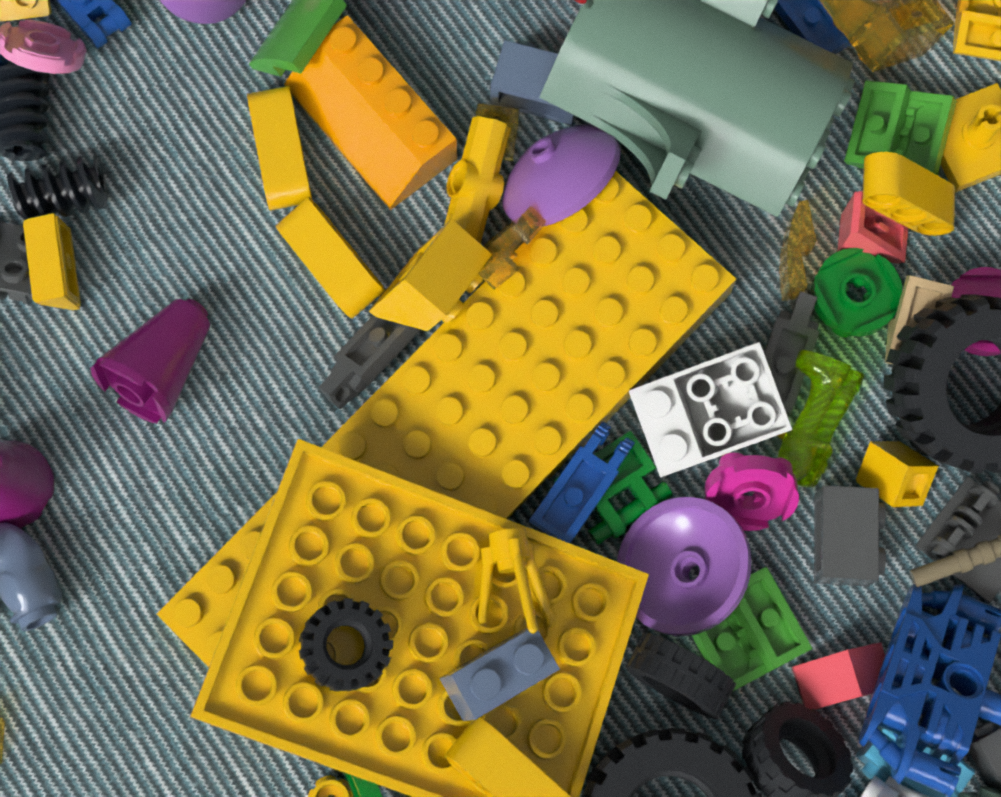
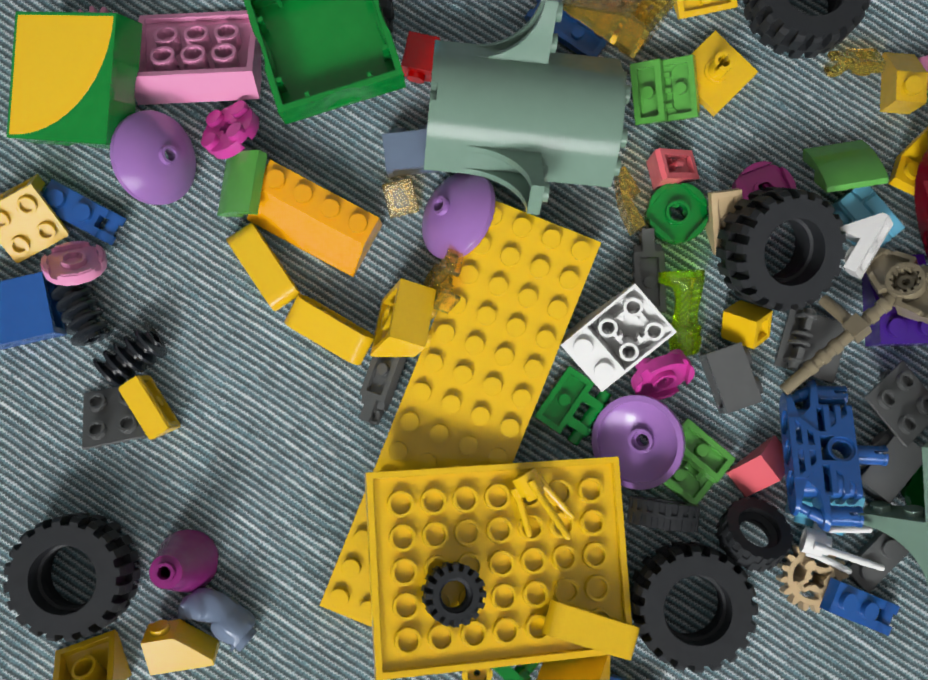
camera: 20 degrees left, 10 degrees up
(155, 360) = (247, 443): magenta cone -> none
(475, 179) = (403, 239): yellow piece -> none
(499, 674) = (555, 568): sand blue brick -> none
(579, 488) = (553, 419): blue hinge -> none
(908, 193) = (688, 135): yellow beam -> none

